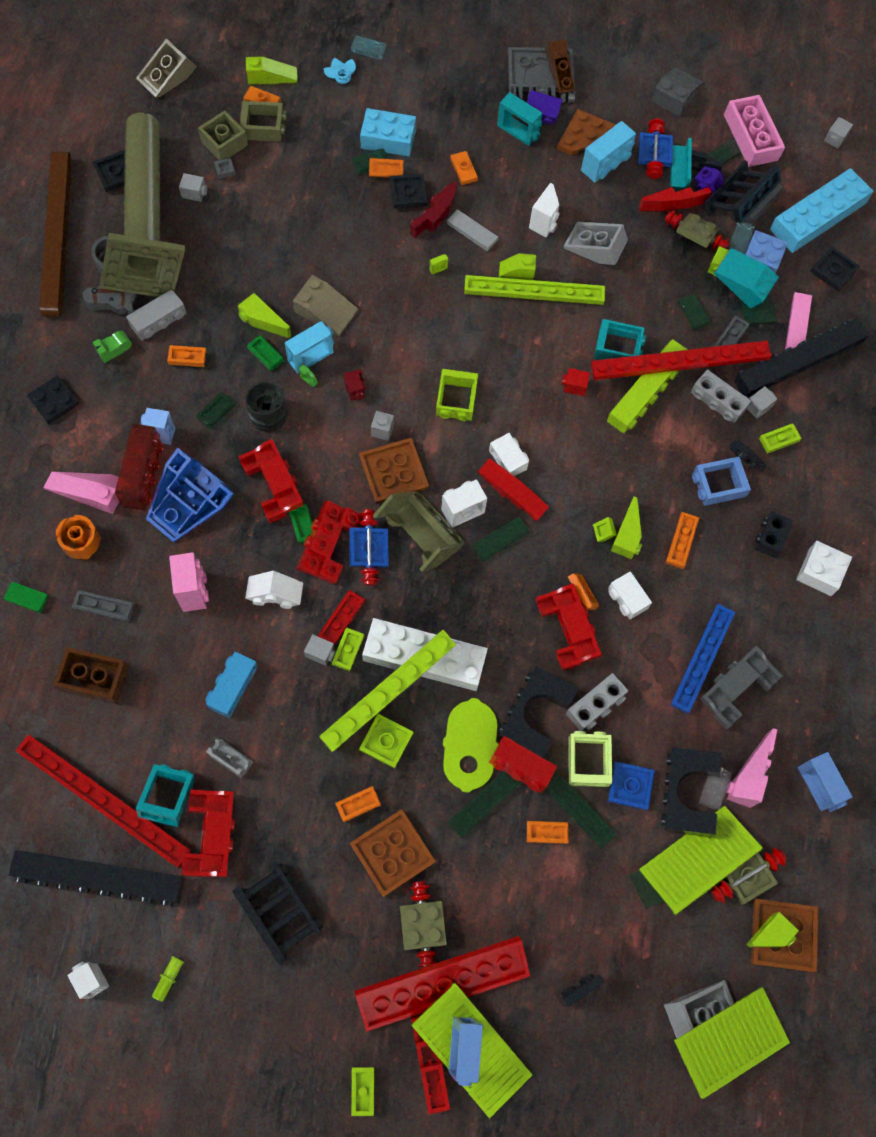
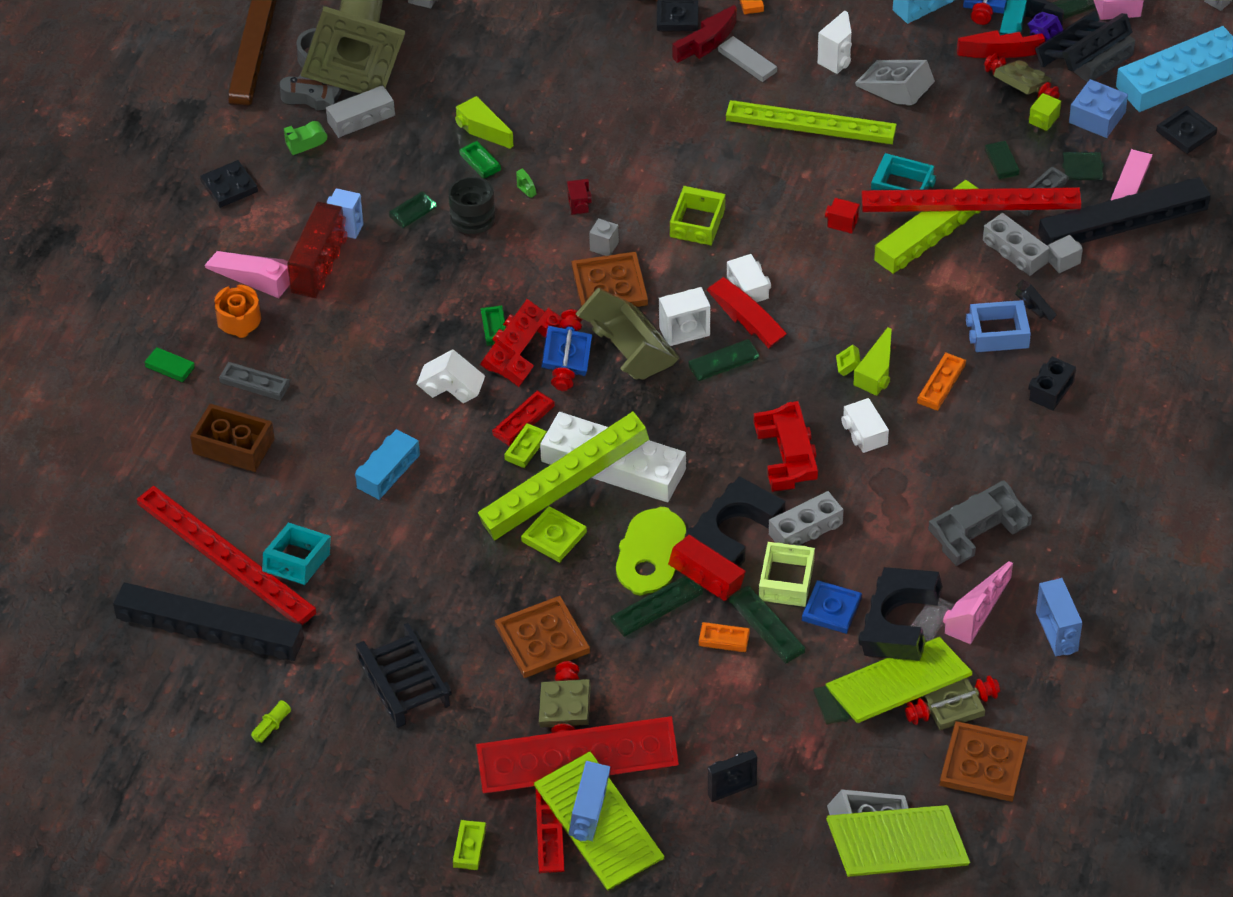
camera: 15 degrees right, 20 degrees down
(87, 980) = (185, 705): white brick -> none
(186, 496) = (364, 283): blue wedge -> none
(187, 356) = (388, 153): orange plate -> none
(188, 582) = (356, 356): bright pink brick -> none
(215, 834) = (344, 603): red bracket -> none
(229, 758) = (372, 533): light grey hinge -> none
(275, 471) = (473, 276): red bracket -> none
(309, 346) = (529, 141): medium azure window -> none
(320, 650) = (492, 441): light grey brick -> none
(321, 302) = (556, 117): dark tan slope -> none
(358, 804) = (511, 588): orange plate -> none
(438, 264) = (700, 87): lime tile -> none
(518, 267) = (796, 96): lime slope -> none
(583, 591) = (811, 416): orange plate -> none
(702, 658) = (941, 493): blue plate -> none
(741, 237) = (1073, 88): clear light blue slope -> none
(746, 277) = (1069, 126): teal slope -> none
(774, 933) = (966, 748): lime slope -> none
(780, 438) = (1081, 291): lime plate -> none
(824, 568) = (1105, 420): white brick -> none

